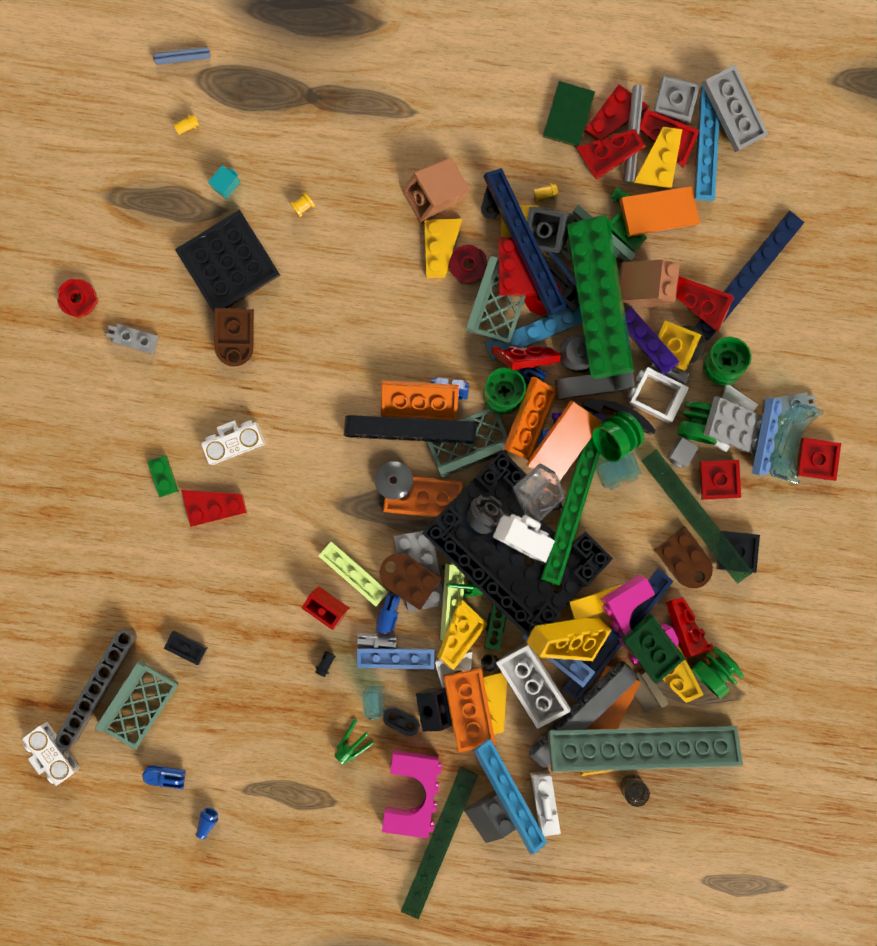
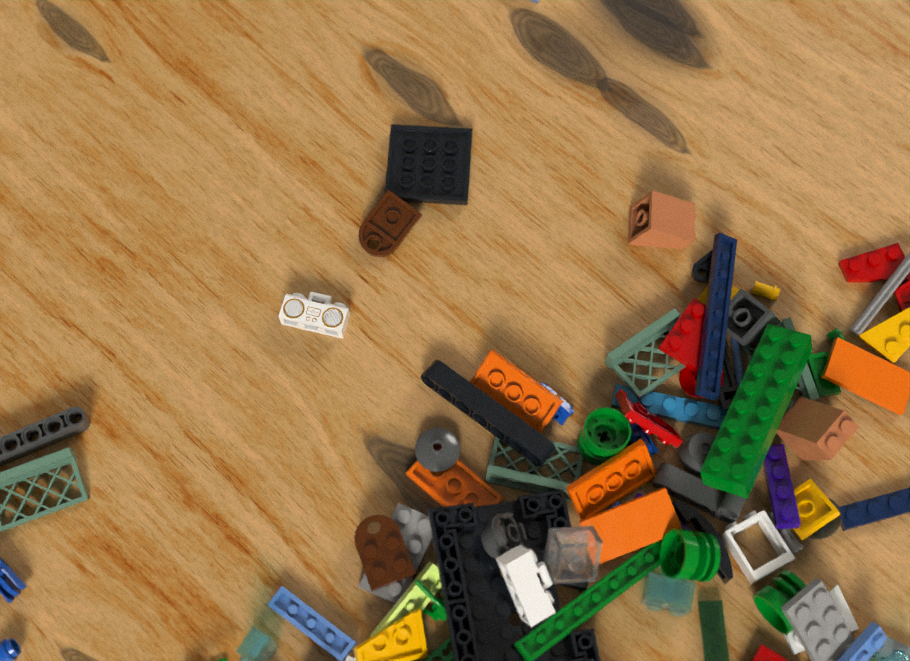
camera: 30 degrees right, 20 degrees down
(66, 296) = (280, 120): red plate -> none
(133, 338) = (297, 172): light grey hinge -> none
(163, 476) = (229, 302): green plate -> none
(186, 124) = (478, 38): yellow pin -> none
(186, 648) = (123, 468): black plate -> none
(212, 506) = (251, 358): red wing -> none
(224, 181) = (476, 100): teal brick -> none
(302, 204) = (531, 159): yellow bush -> none
(325, 608) = (282, 522): red brick -> none
(325, 663) = (239, 579): black pin -> none
(353, 573) = (333, 511): yellowish green plate -> none
(376, 640) = (307, 592): light grey pin -> none
(388, 614) = (338, 573): blue arm -> none
(439, 245) = (632, 272): yellow wing -> none
(474, 255) = (645, 293): dark red plate -> none
(568, 114) = (832, 239): dark green tile -> none
(609, 153) = (845, 293): red wing -> none
(682, 453) = (746, 622): light grey brick -> none
(704, 301) = (862, 487): red wing -> none
(731, 352) = (851, 559): green wheel -> none

